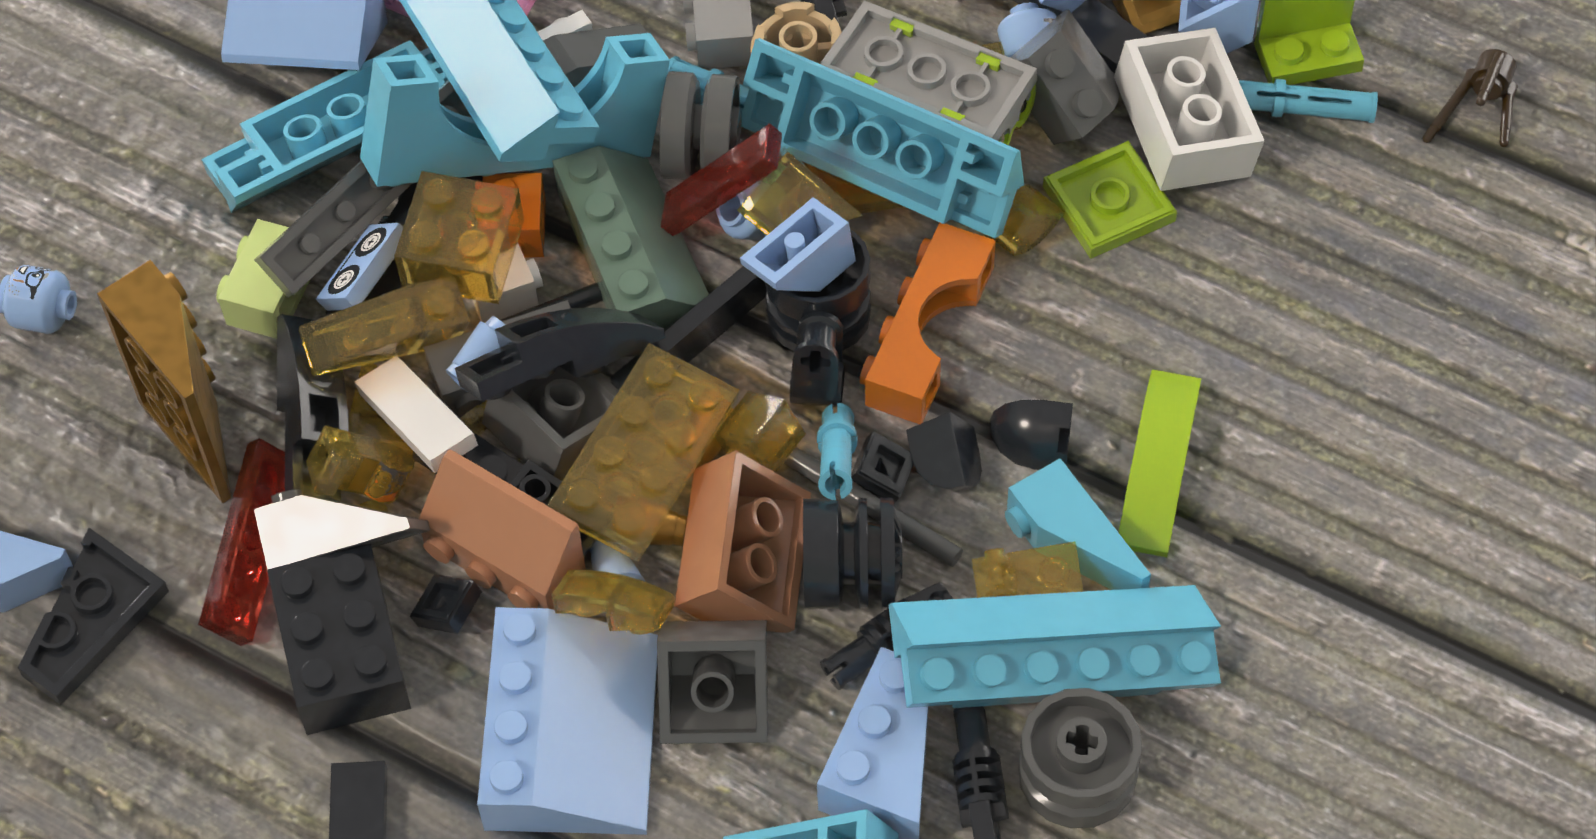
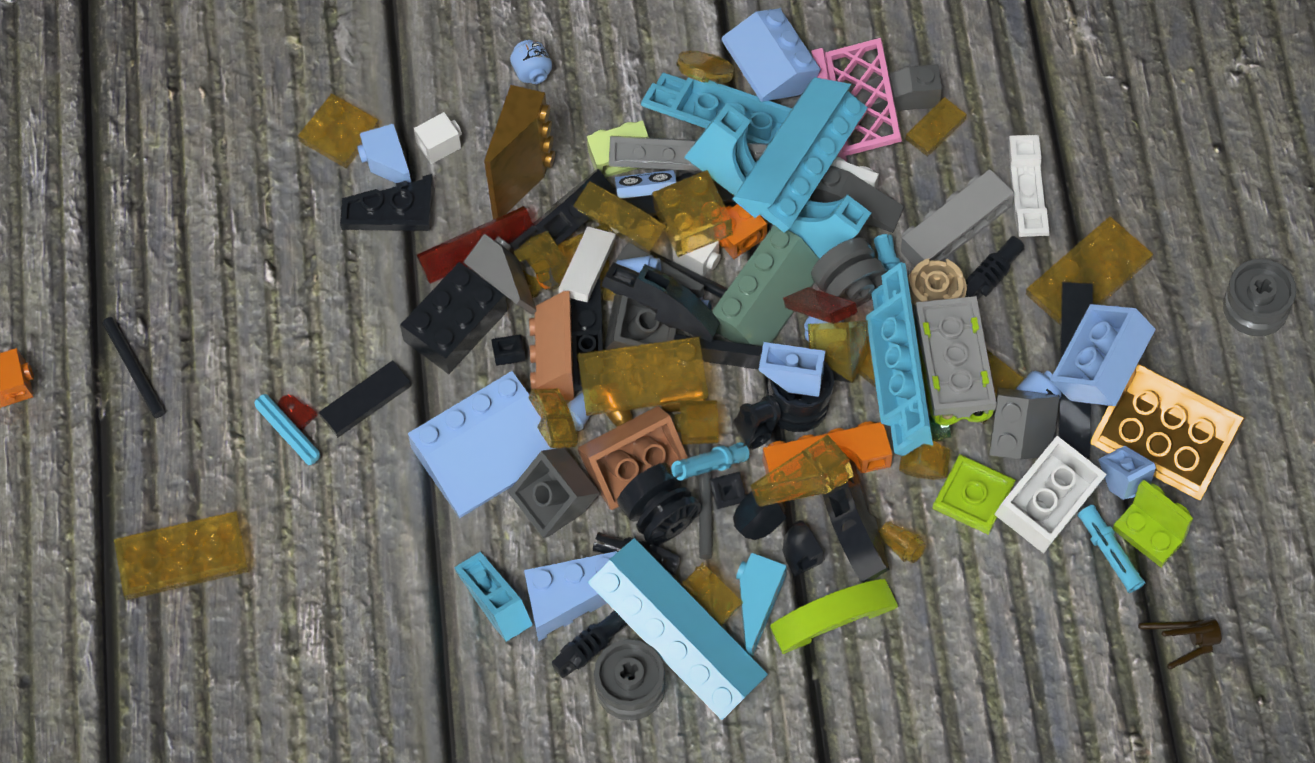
camera: 55 degrees right, 5 degrees up
(39, 486) = (438, 137): none -> white brick
(244, 103) = (704, 65): none -> clear yellow tile
(959, 340) = (805, 475): none -> clear yellow slope
(1050, 345) = (856, 529): none -> black slope
(1118, 314) = (904, 543): none -> clear yellow cone

